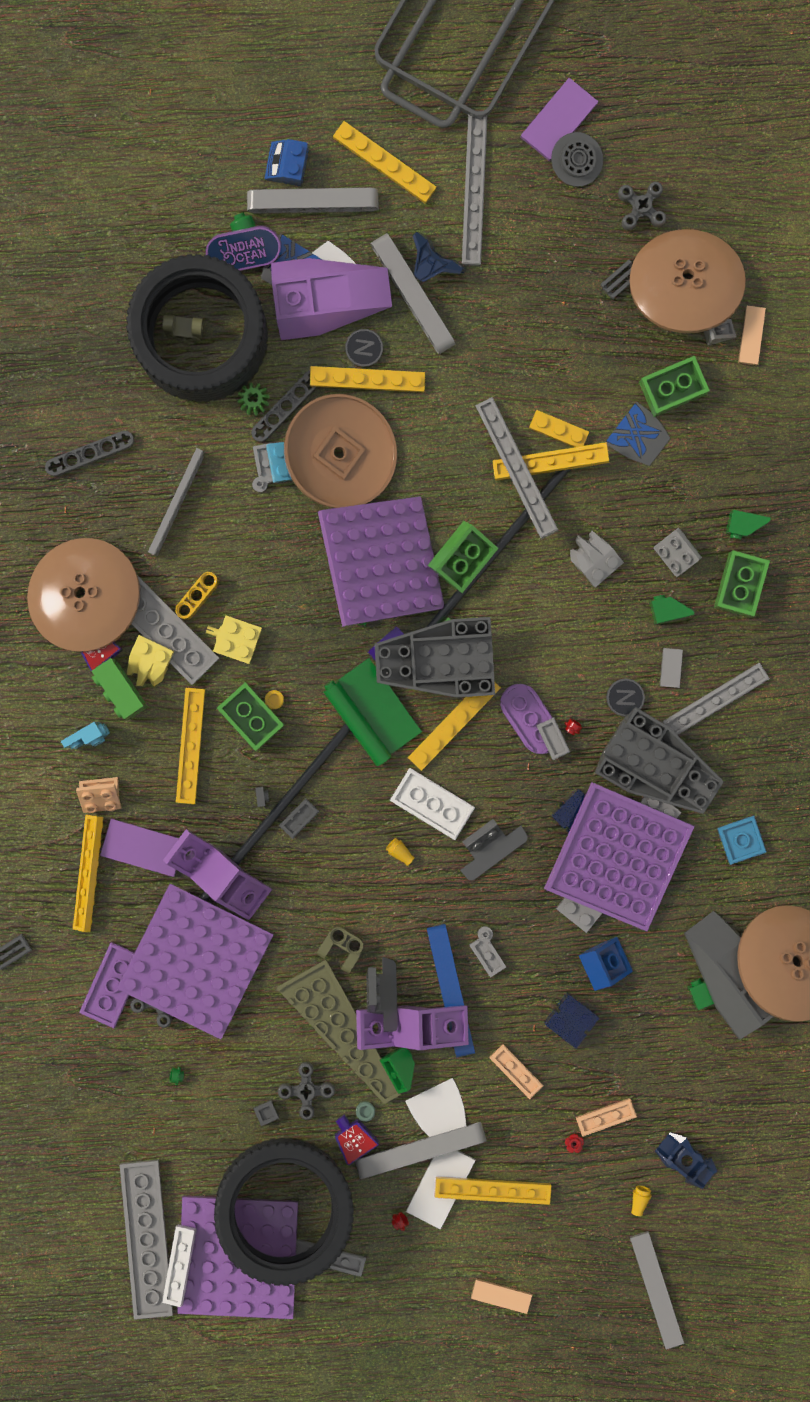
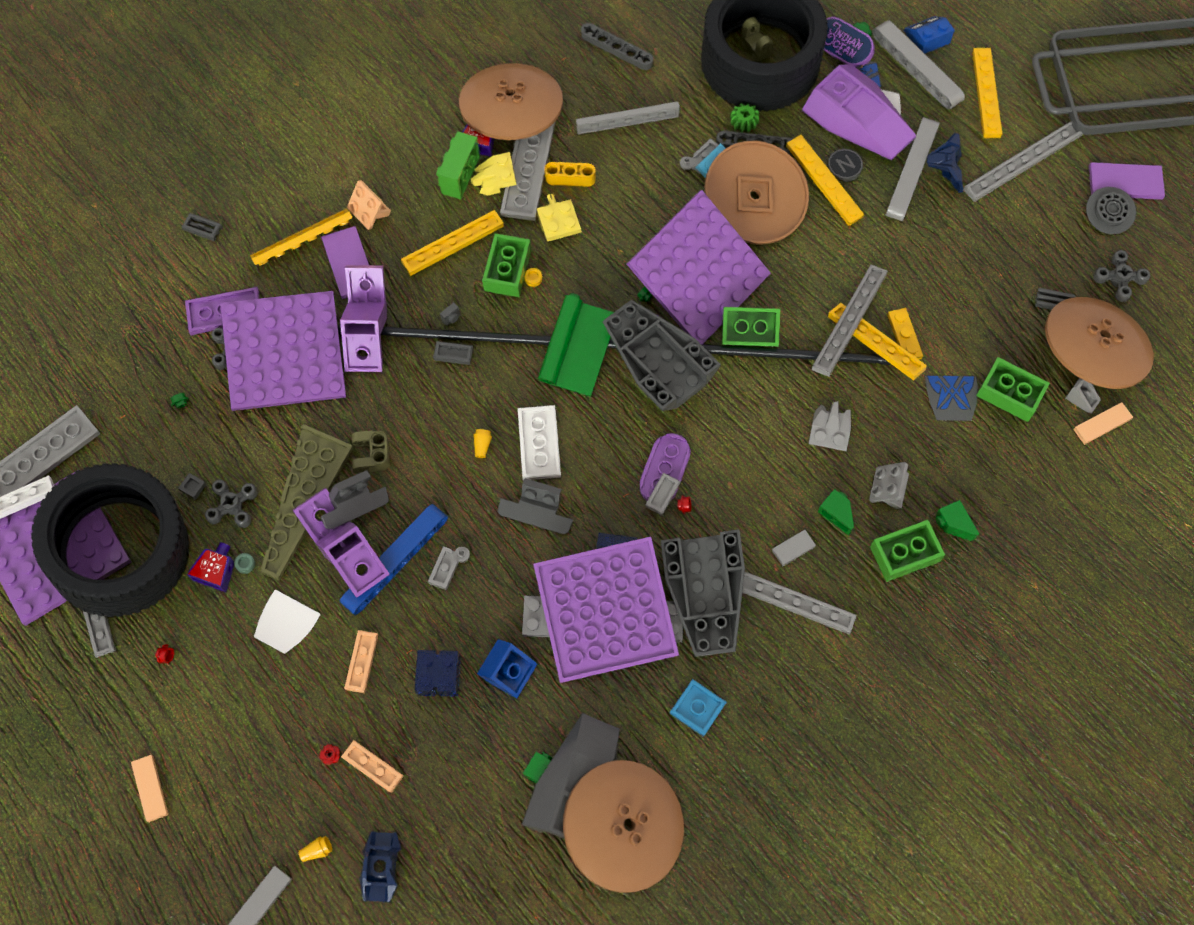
camera: 55 degrees right, 20 degrees down
(89, 735) = (407, 165): medium azure plate -> none
(400, 1068) = (300, 559): green slope -> none
(420, 1150) = (239, 626): light grey beam -> none
(423, 1203) = (218, 667): white tile -> none
(448, 729) = (616, 414): yellow plate -> none
(492, 1190) = (241, 711): yellow plate -> none
(625, 696) = (746, 522): black tile -> none

